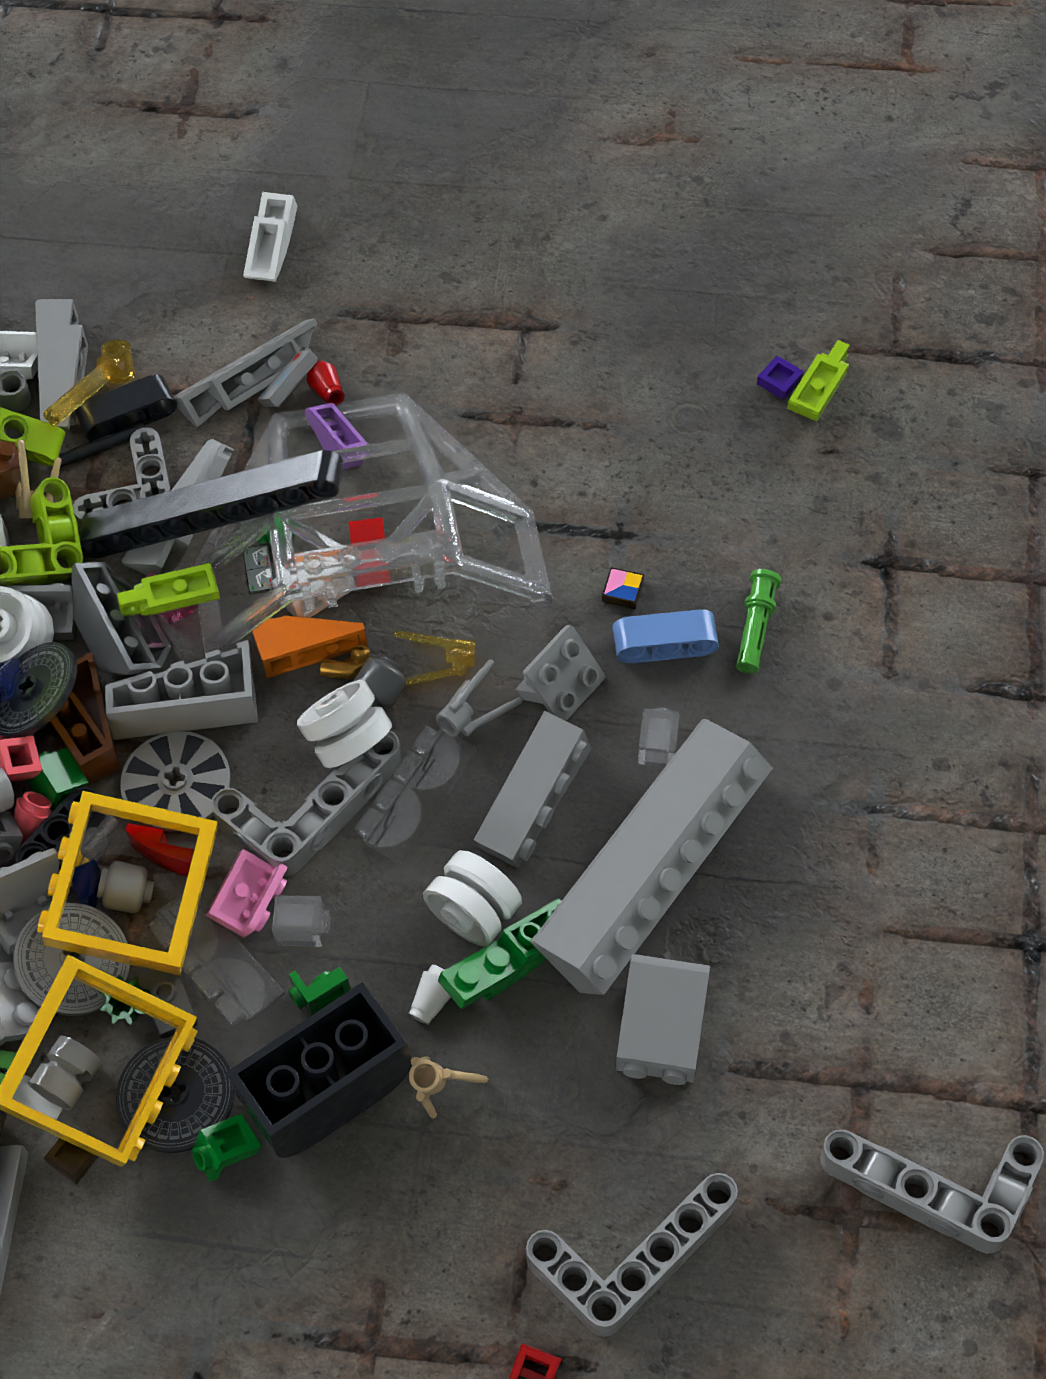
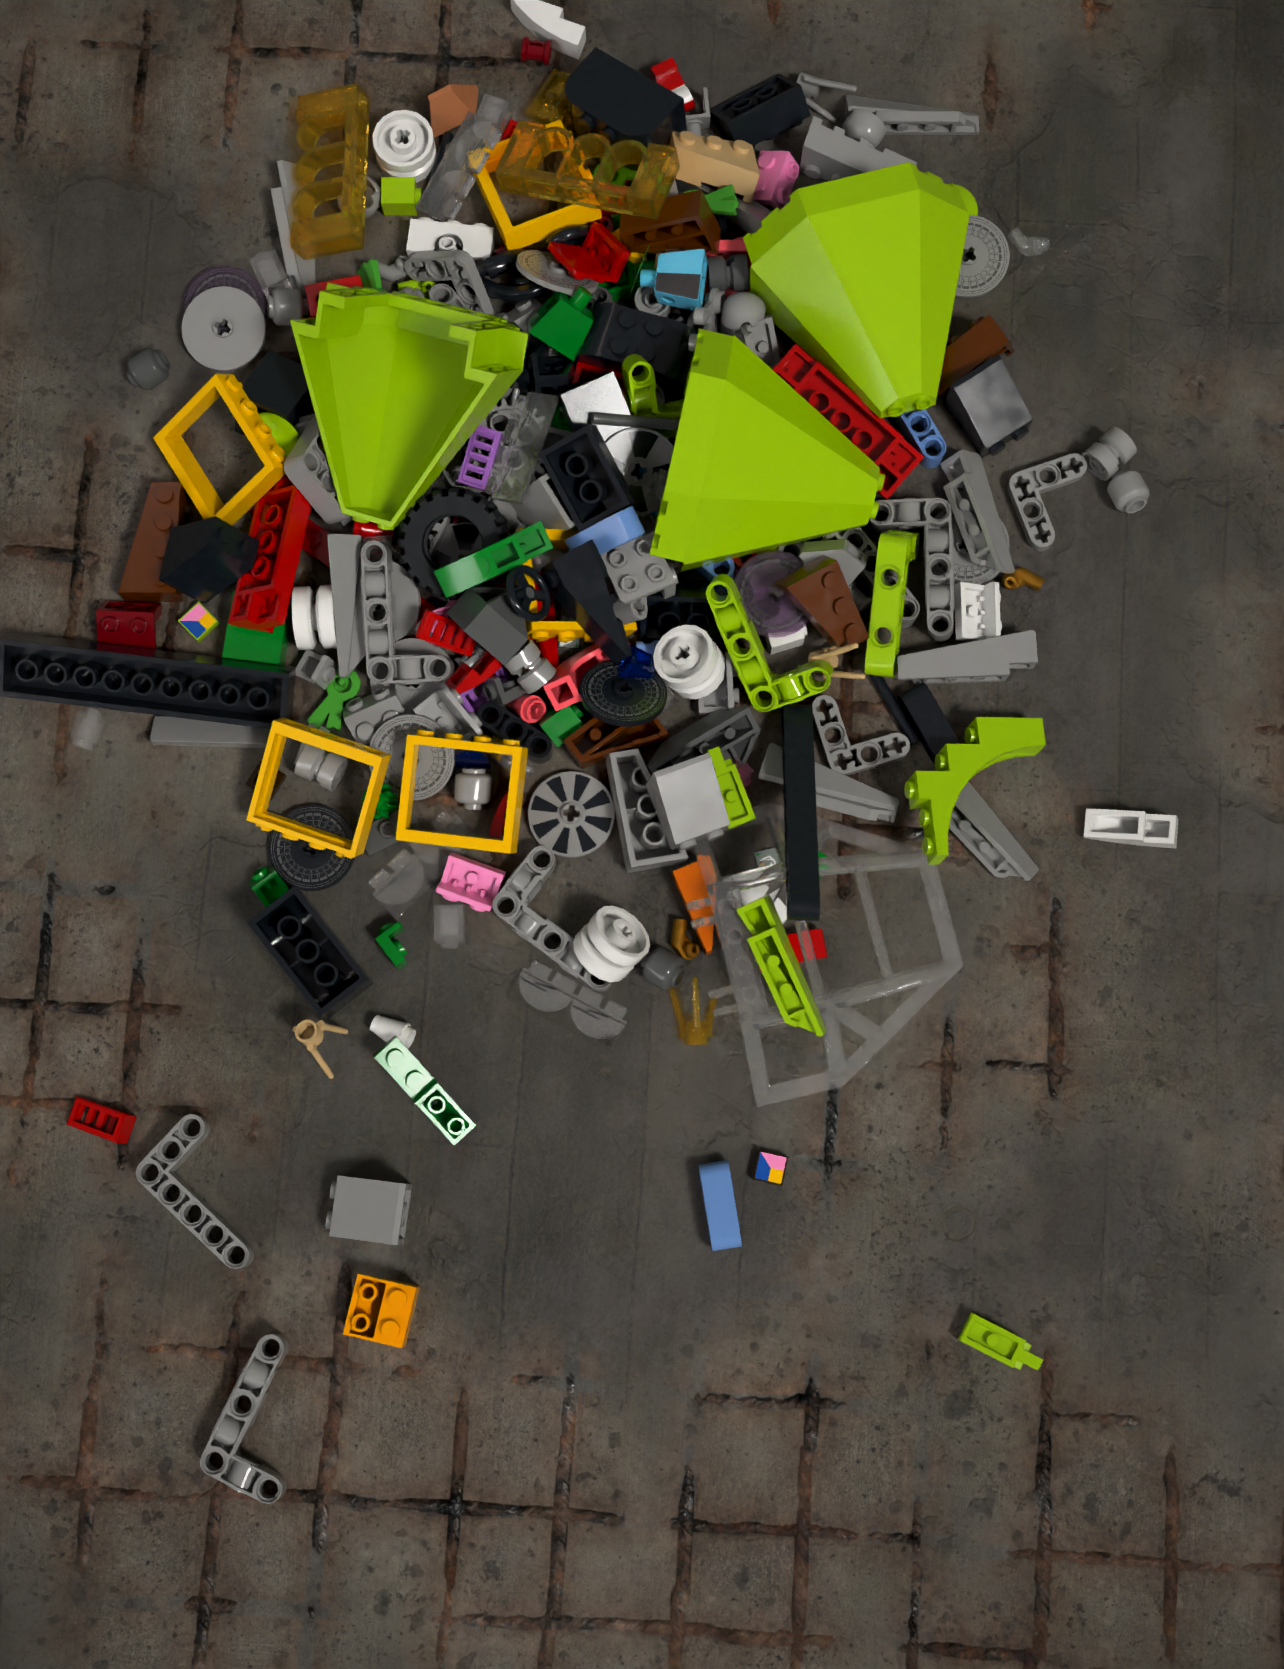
camera: 85 degrees right, 20 degrees up
(113, 366) = (964, 703): clear yellow axle -> none
(181, 623) = (689, 802): none -> light grey slope
(199, 379) = (987, 743): none -> lime arch
(288, 379) = (970, 862): light grey tile -> none
(325, 382) = (967, 894): red cone -> none
(342, 438) = (904, 901): medium lavender slope -> none
(390, 511) = (780, 965): none -> lime wedge
(457, 713) = (633, 1034): light grey plant -> none
(472, 898) = (460, 1055): white wheel -> none
(533, 789) = (566, 1101): light grey wedge -> none
(561, 675) = (674, 1118): light grey bracket -> none
(651, 857) = (507, 1200): light grey slope -> none
(658, 736) = (623, 1201): clear brick -> none
(759, 608) = (753, 1285): bright green pin -> none
(780, 377) = (1001, 1305): dark purple plate -> none
(791, 1006) = (381, 1310): none -> light orange slope

